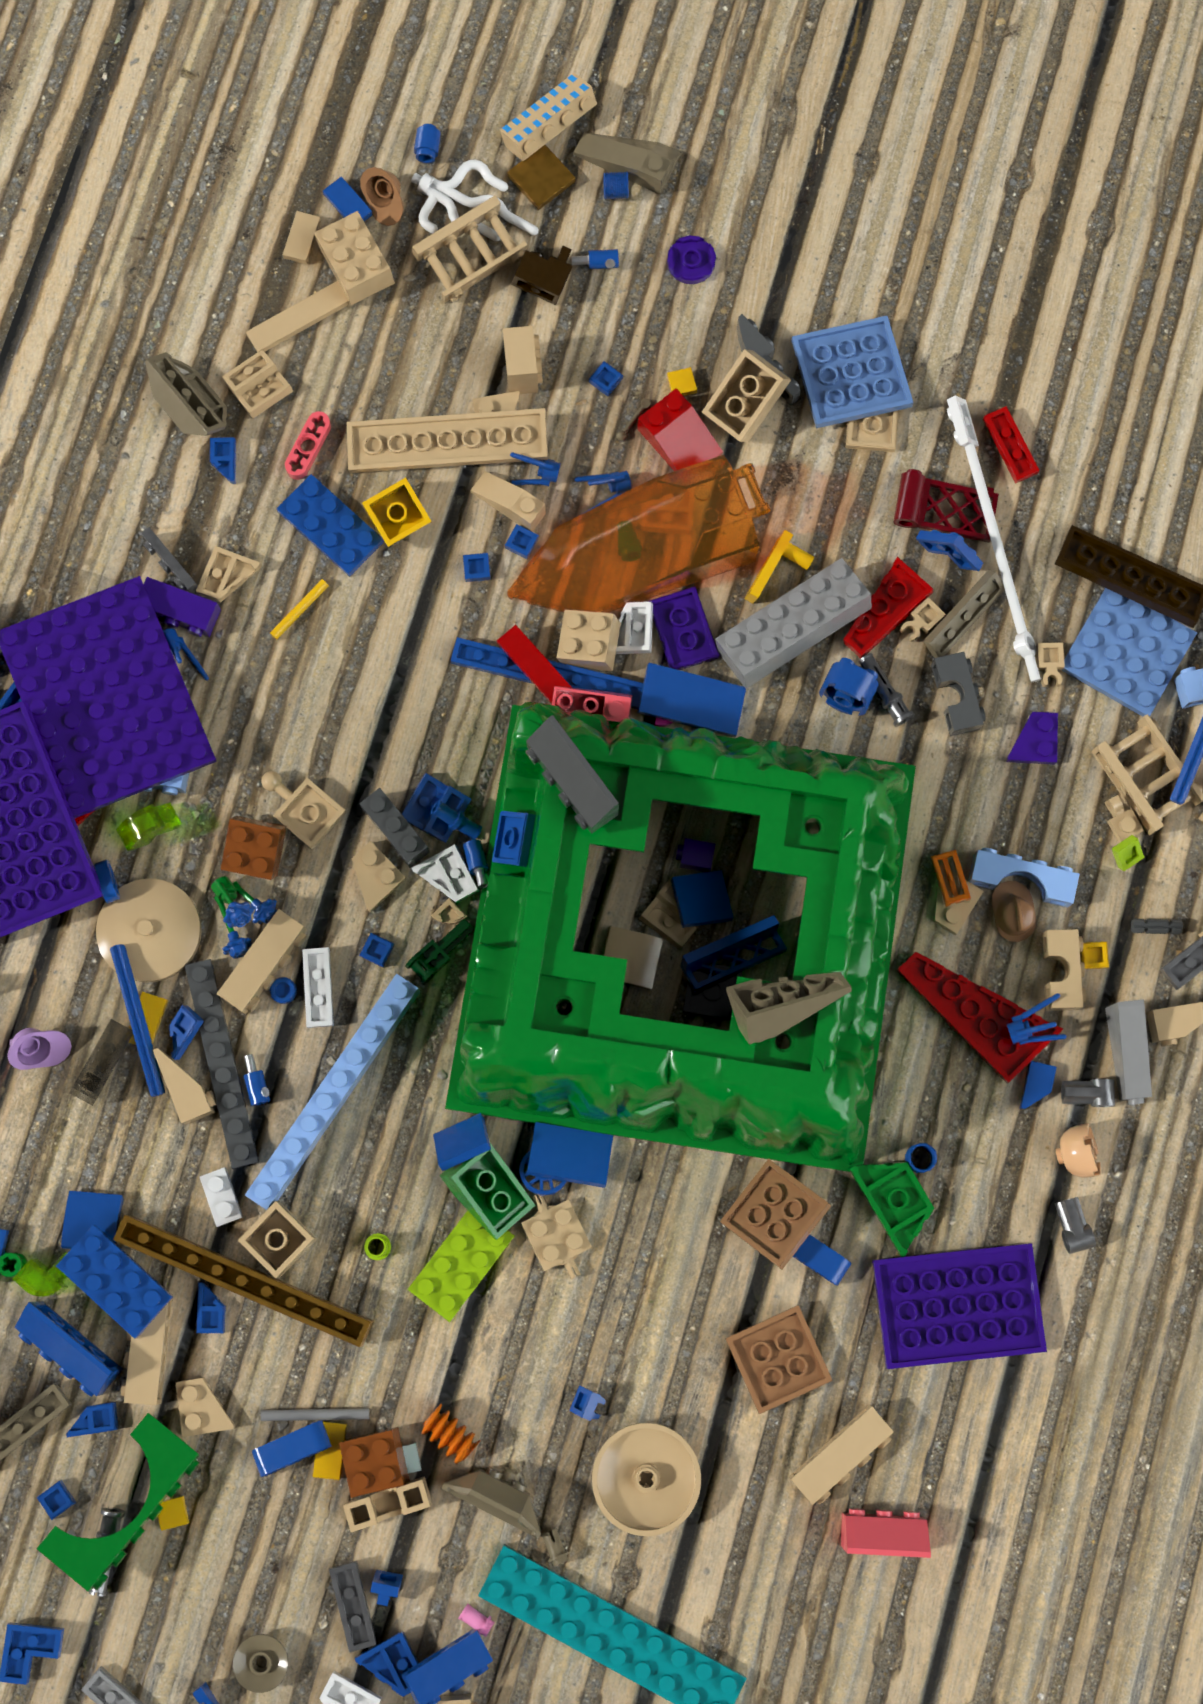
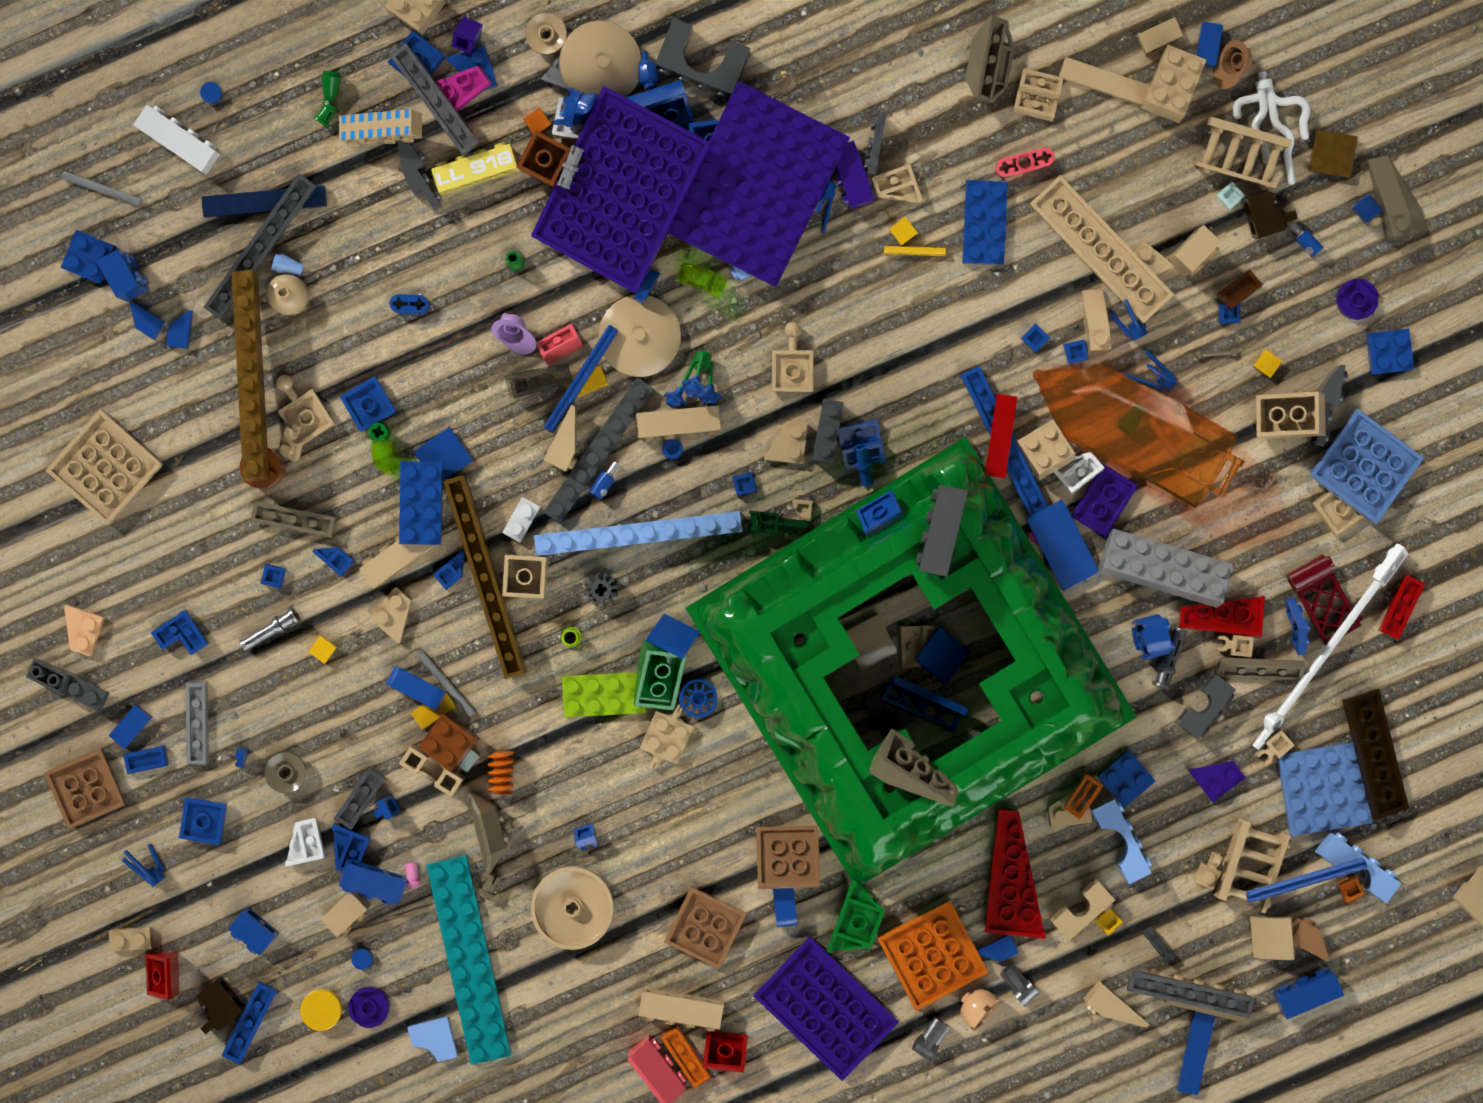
camera: 50 degrees right, 10 degrees up
(67, 1348) = (361, 507): blue slope -> none
(88, 1014) = (559, 344): none -> coral slope
(90, 1558) = (259, 628): green arch -> none
(183, 1030) = (598, 411): blue tile -> none
(224, 457) = (972, 116): blue tile -> none
(253, 847) = (742, 356): dark orange brick -> none
(271, 604) = (903, 231): none -> yellow tile
(318, 987) = (692, 469): white plate -> none
(348, 1178) = (607, 594): none -> dark grey gear
(396, 512) = (1027, 259): yellow slope -> none
(427, 143) = (1292, 60): blue brick -> none
(448, 874) = (827, 488): white wing -> none
(476, 861) = (849, 499): blue piece -> none
(500, 293) = (1230, 195): none -> light aqua tile
(548, 116) = (1378, 124): tan brick -> none
(570, 1155) = (720, 706): blue tile -> none
(592, 352) = (1239, 290): none -> reddish brown tile
(608, 704) = (1007, 488): coral slope -> none
(678, 432) = (1230, 392): slope -> none
(696, 855) = (966, 629): dark purple brick -> none
(763, 269) = (1390, 351): none -> blue plate
(781, 548) = (1208, 518): yellow piece -> none
(894, 1493) = (685, 1056): none -> orange tile
(921, 1446) = (725, 1051): none -> red slope
(930, 1149) = (895, 925): blue piece -> none
(966, 824) = (1126, 778): none -> blue plate
(990, 1153) = (932, 955): none -> orange plate
(1013, 911) = (1095, 850): medium nougat piece -> none
(1021, 1031) = (1021, 916): blue plant -> none
(1127, 853) = (1190, 891): lime plate -> none
(1130, 1050) = (1065, 989): light grey slope -> none

